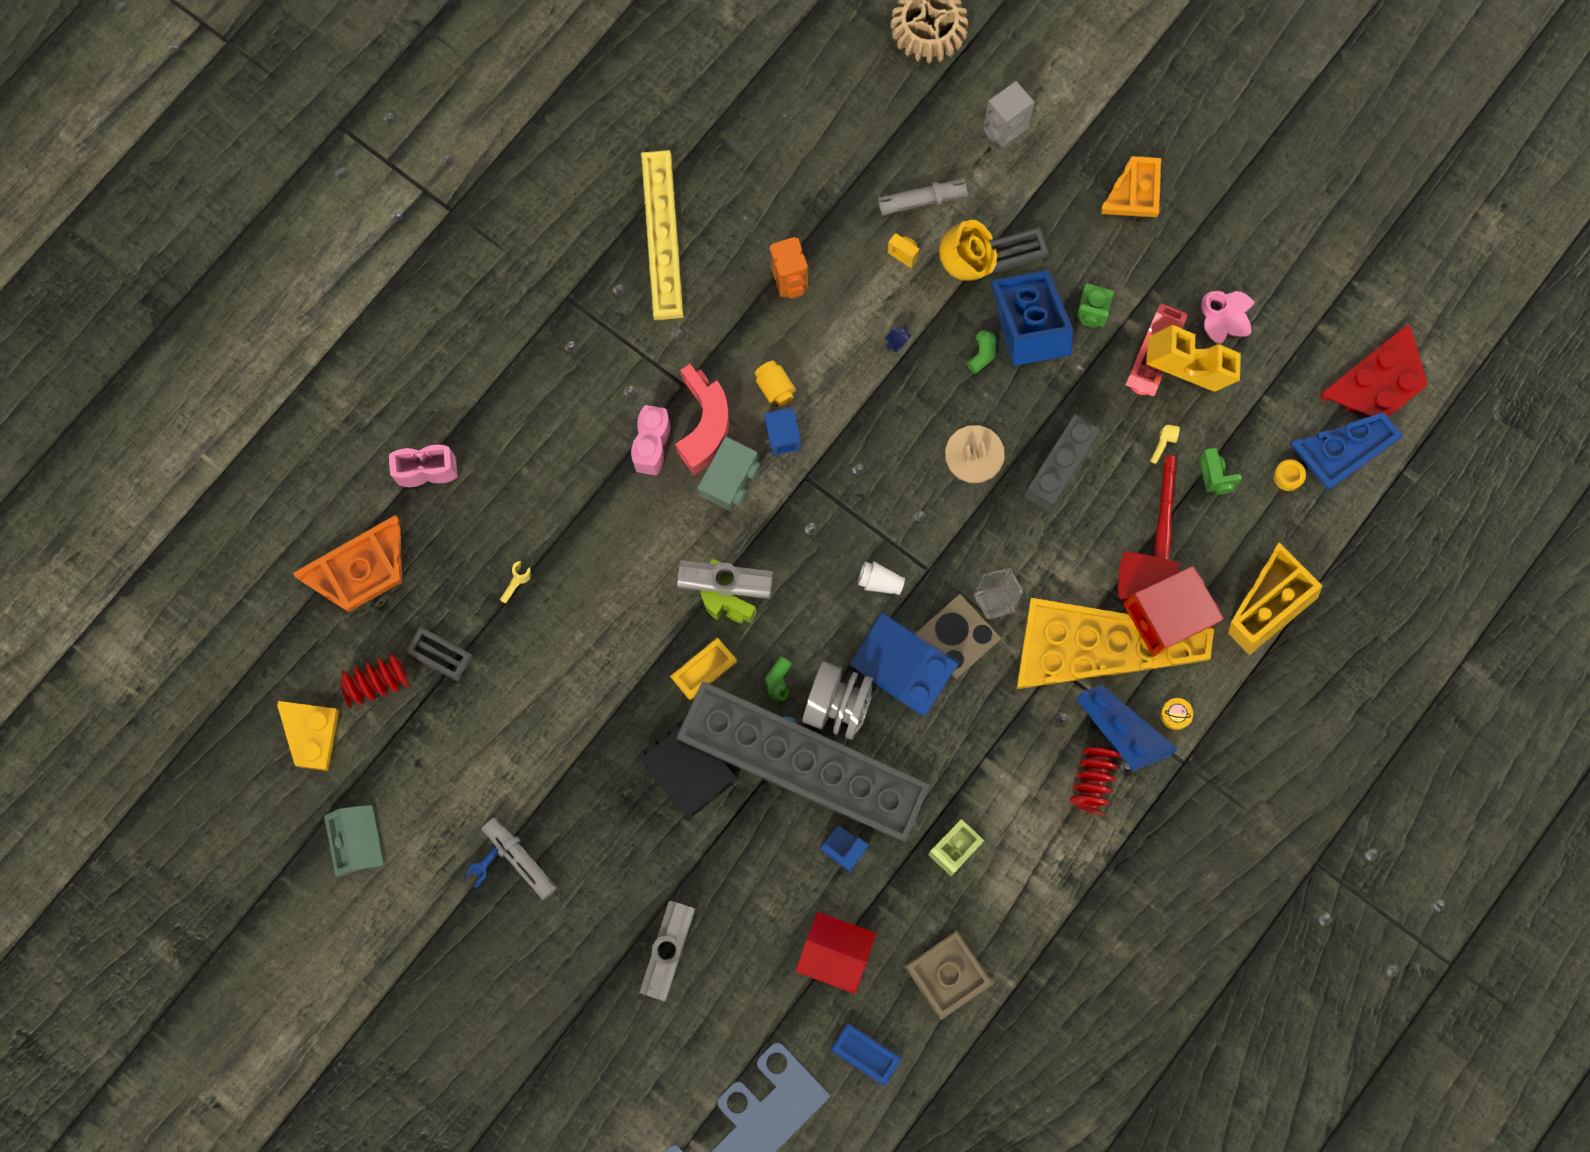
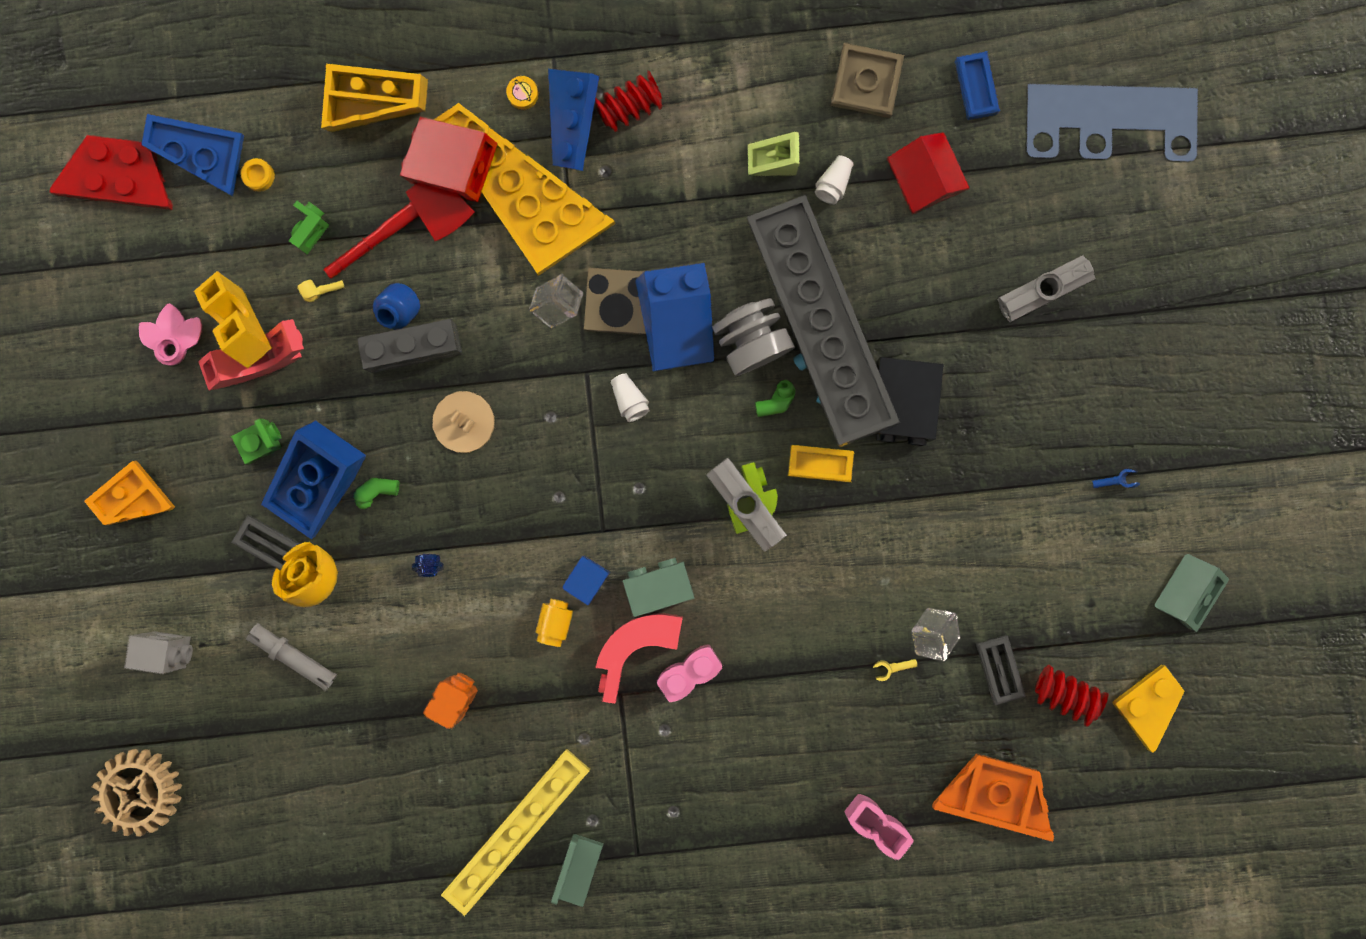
camera: 135 degrees left, 10 degrees up
(508, 631) = (936, 634): none -> clear panel
(519, 858) = (1086, 459): light grey pin -> none
(597, 249) = (577, 870): none -> sand green panel
(844, 848) = (852, 234): blue panel -> none
(895, 873) = (834, 181): none -> white cone
(903, 249) = (350, 628): yellow plate -> none
(1099, 479) = (396, 306): none -> blue head

